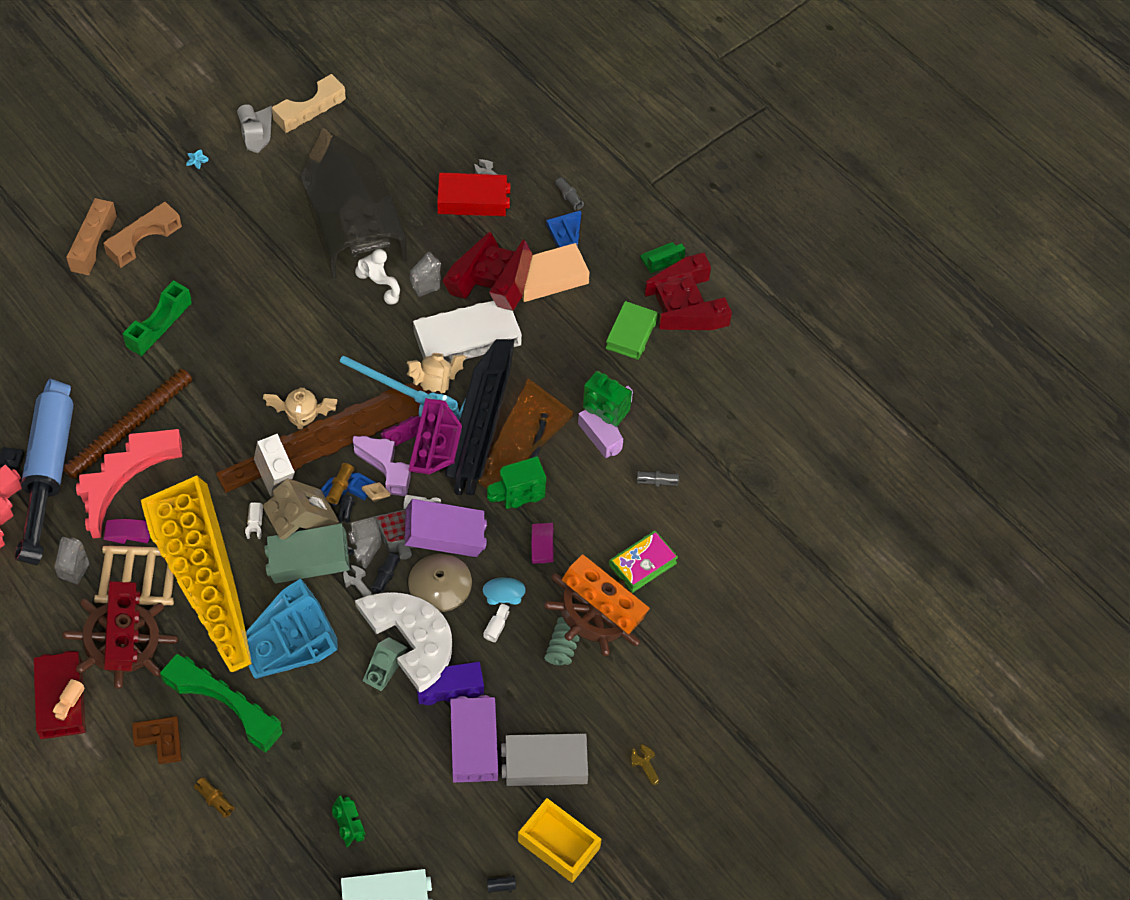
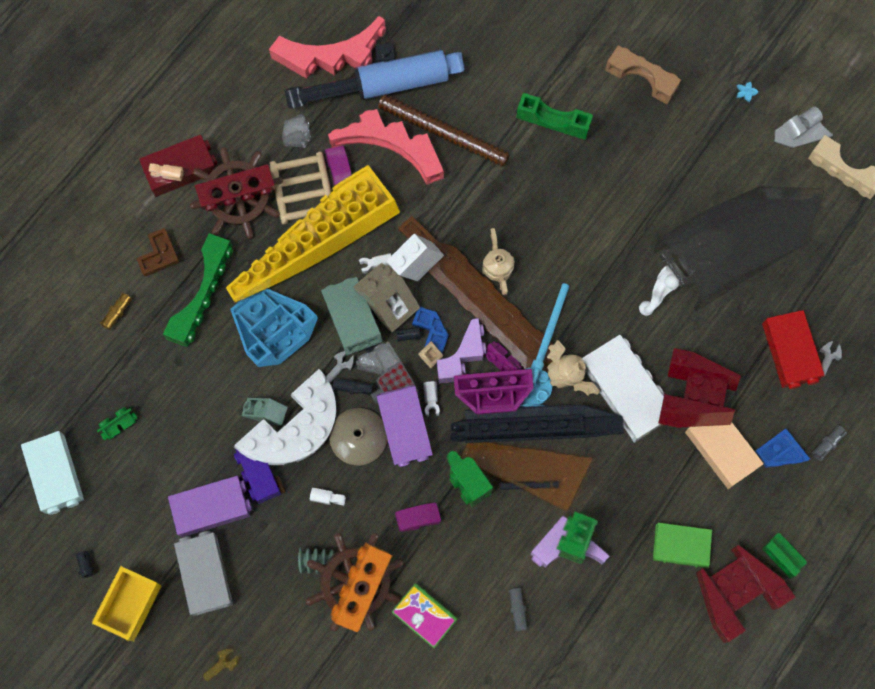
camera: 80 degrees right, 15 degrees up
(83, 251) = (645, 33): medium nougat arch -> none
(340, 483) = (428, 321): pearl gold pin -> none
(426, 275) = (677, 332): clear slope -> none
(504, 591) = (359, 494): medium azure dish -> none

